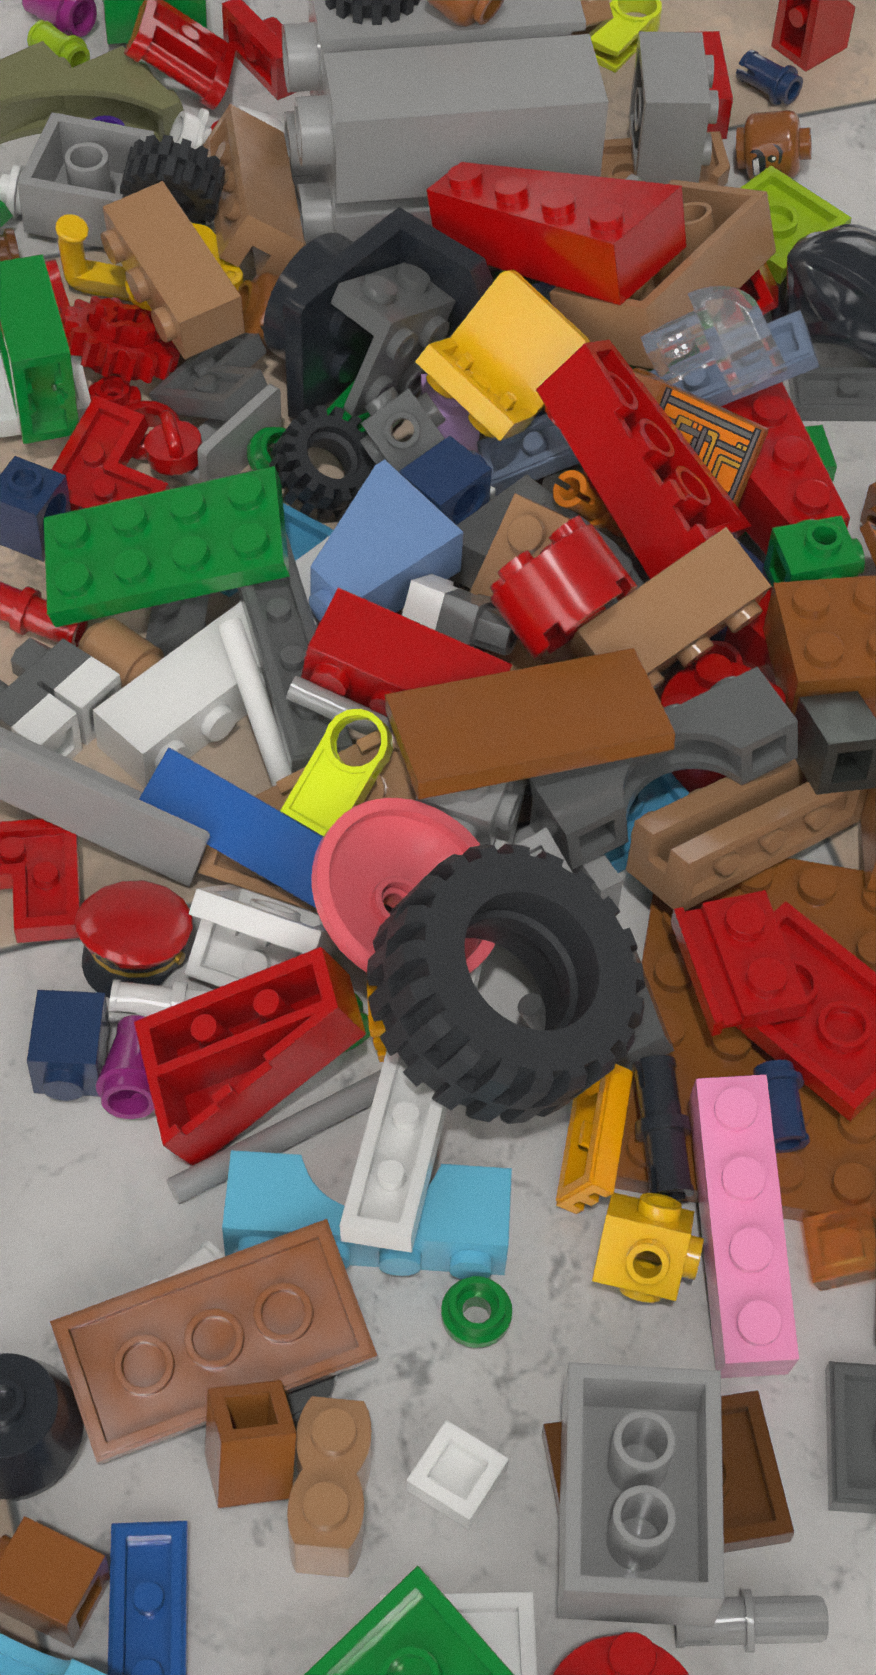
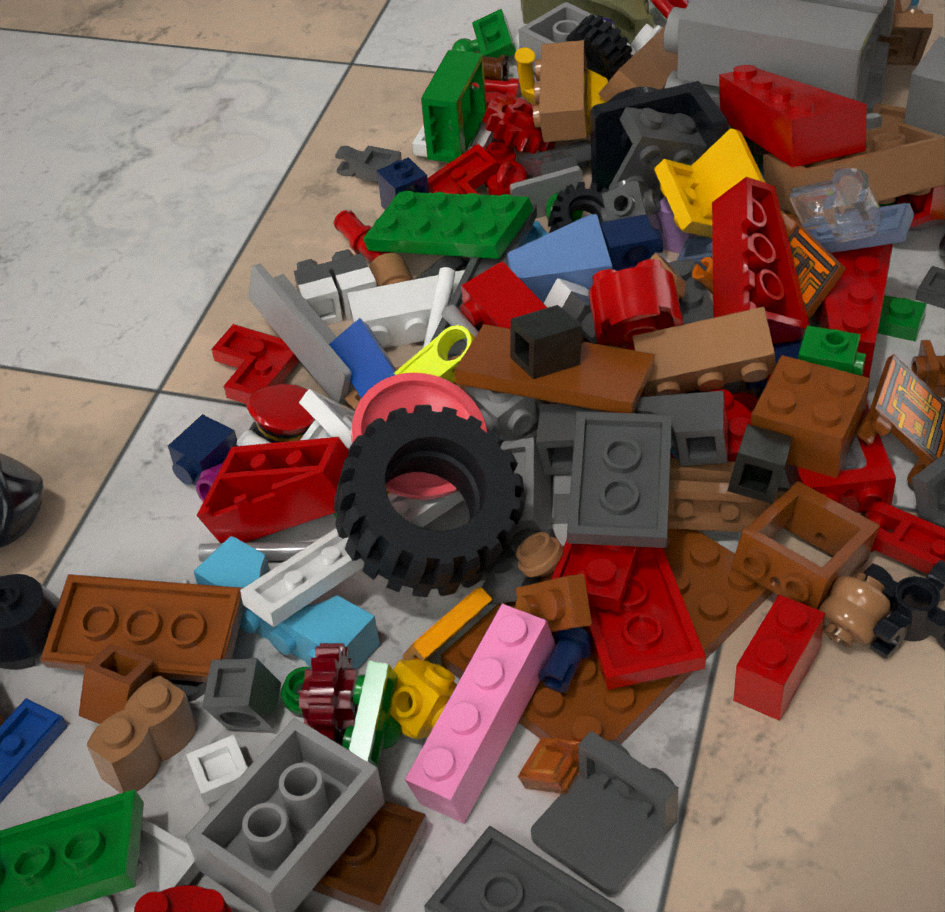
camera: 40 degrees right, 10 degrees down
(422, 1361) = (242, 694): none -> dark grey brick
(516, 693) = (546, 341): none -> pearl dark grey brick
(549, 1304) = (329, 691): none -> dark red gear
(624, 1304) = (374, 724): none -> plate
(659, 977) = (539, 554): none -> medium nougat plate
(662, 1126) = (476, 630): black pin -> none
(723, 844) = (620, 479): none -> dark grey plate
(748, 1043) = (558, 601): none -> dark orange plate

